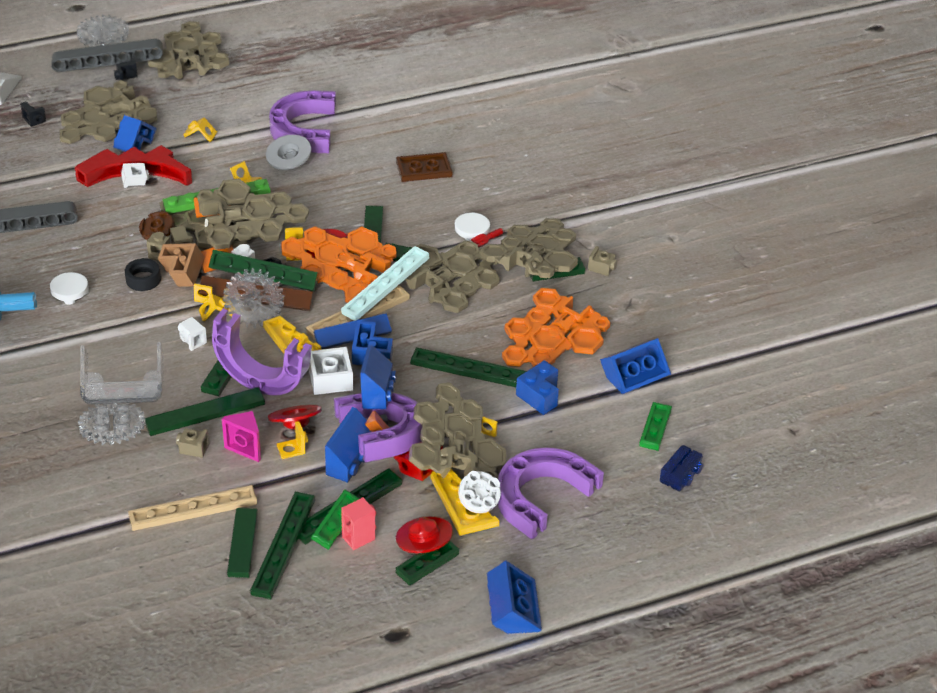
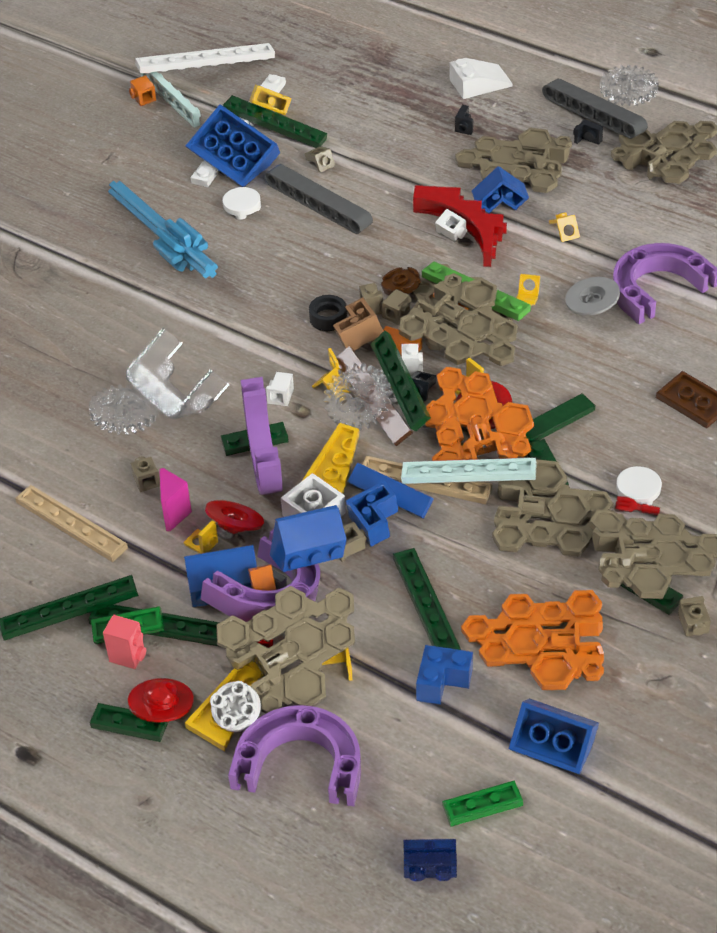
camera: 60 degrees right, 5 degrees up
(69, 287) = (267, 282): white tile -> none
(204, 411) = (195, 458): dark green tile -> none
(242, 542) = (54, 580): dark green tile -> none
(513, 600) = (126, 818): blue slope -> none

